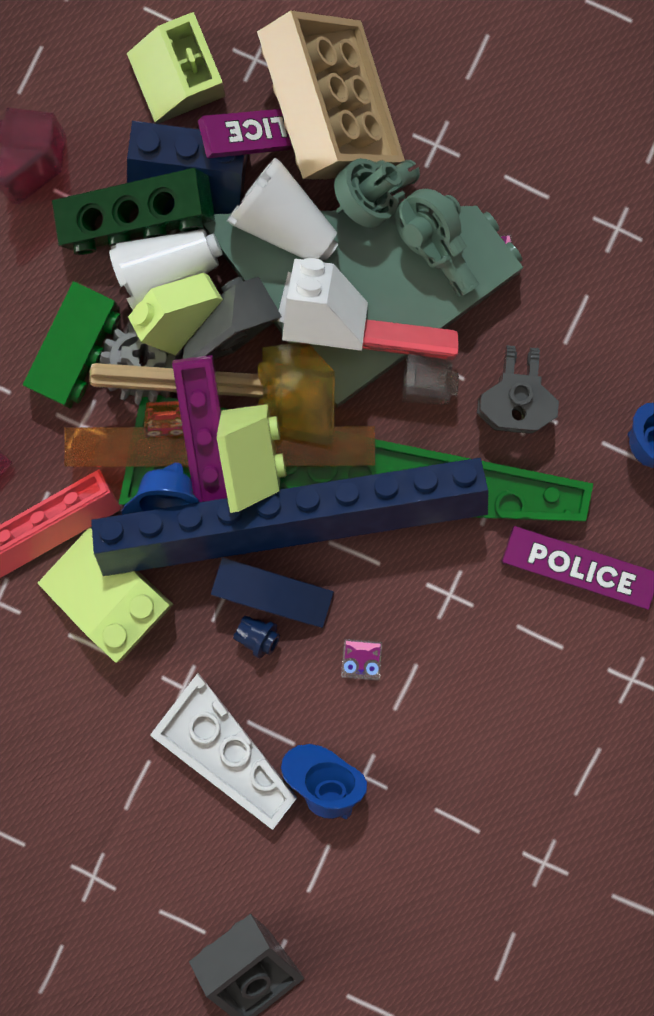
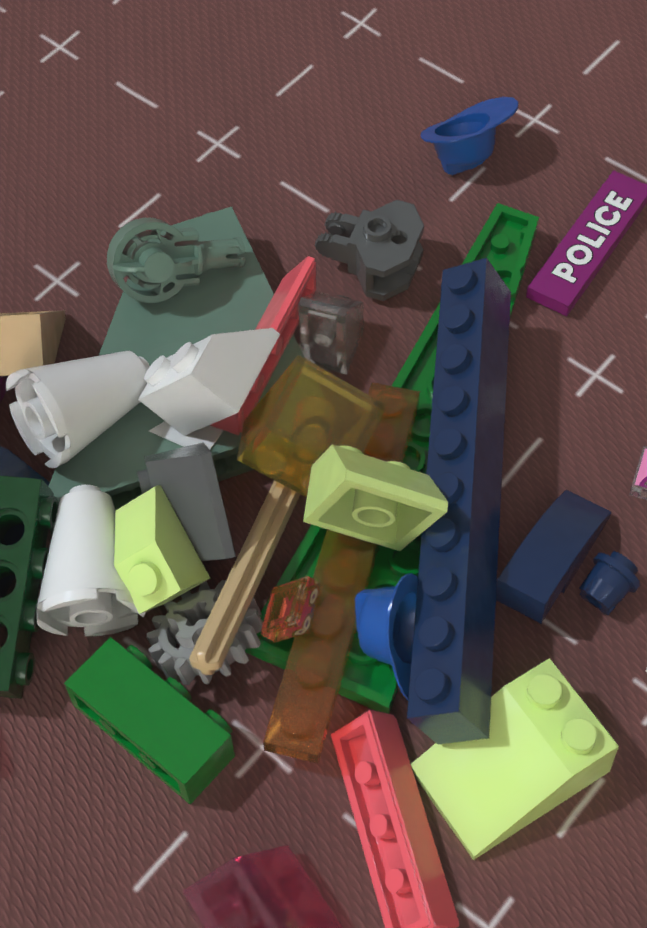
camera: 70 degrees left, 30 degrees down
(200, 421) = (315, 547): magenta tile -> none
(367, 188) = (87, 309): sand green pin -> none

